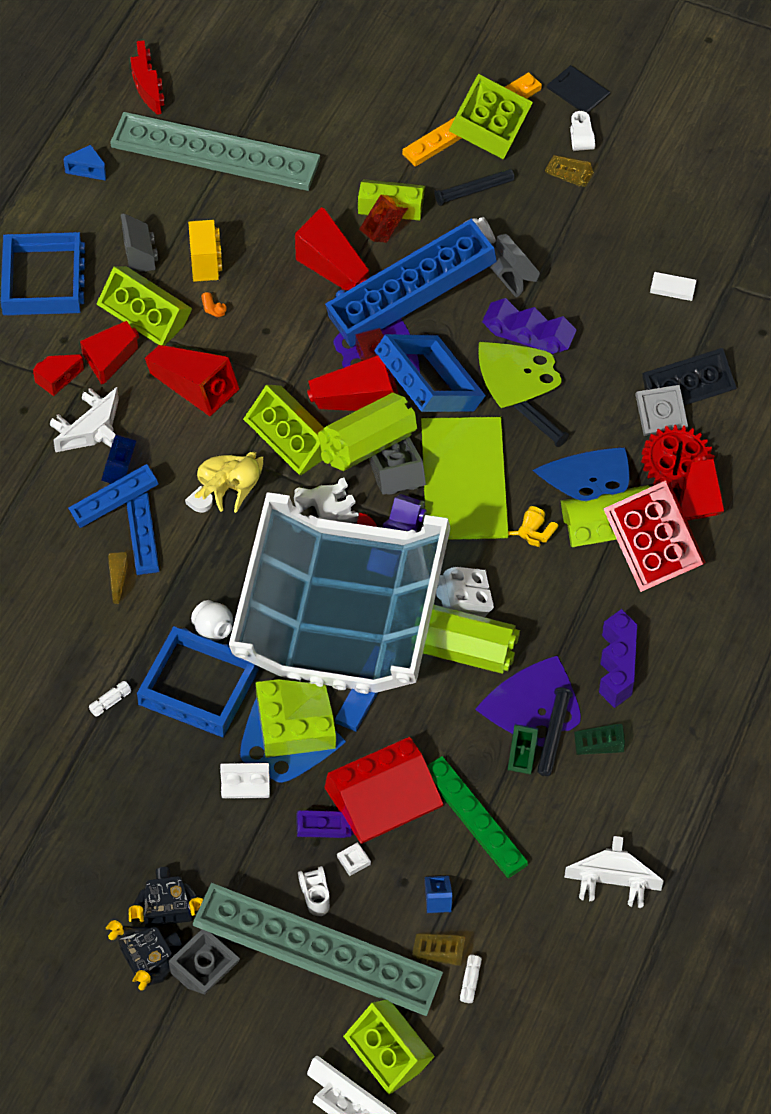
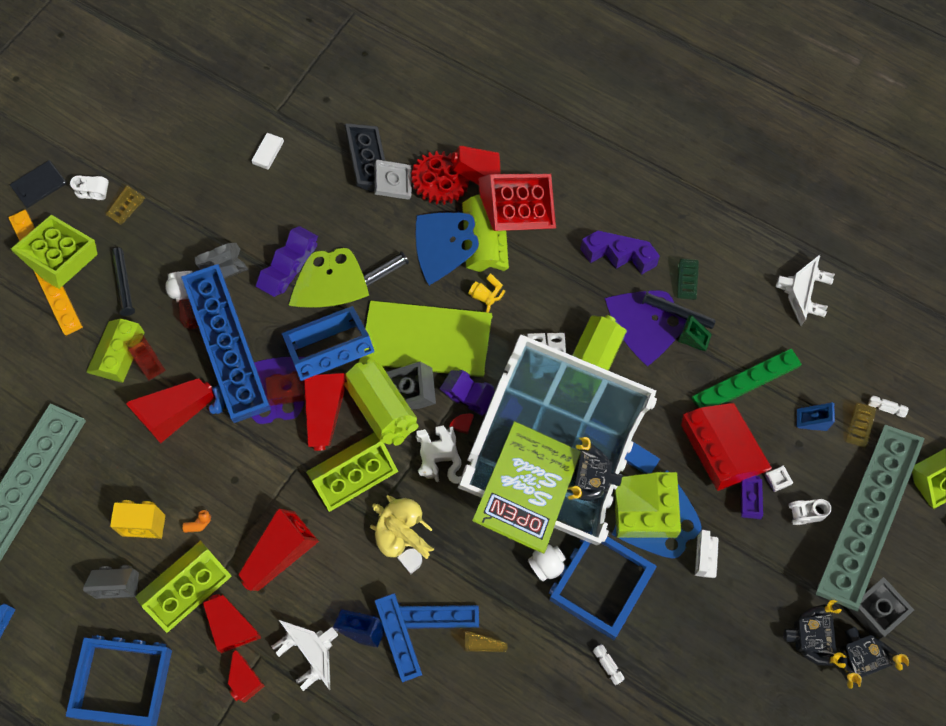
camera: 80 degrees left, 10 degrees up
(282, 566) = (527, 487): none -> lime piece
(315, 642) = (592, 473): none -> torso

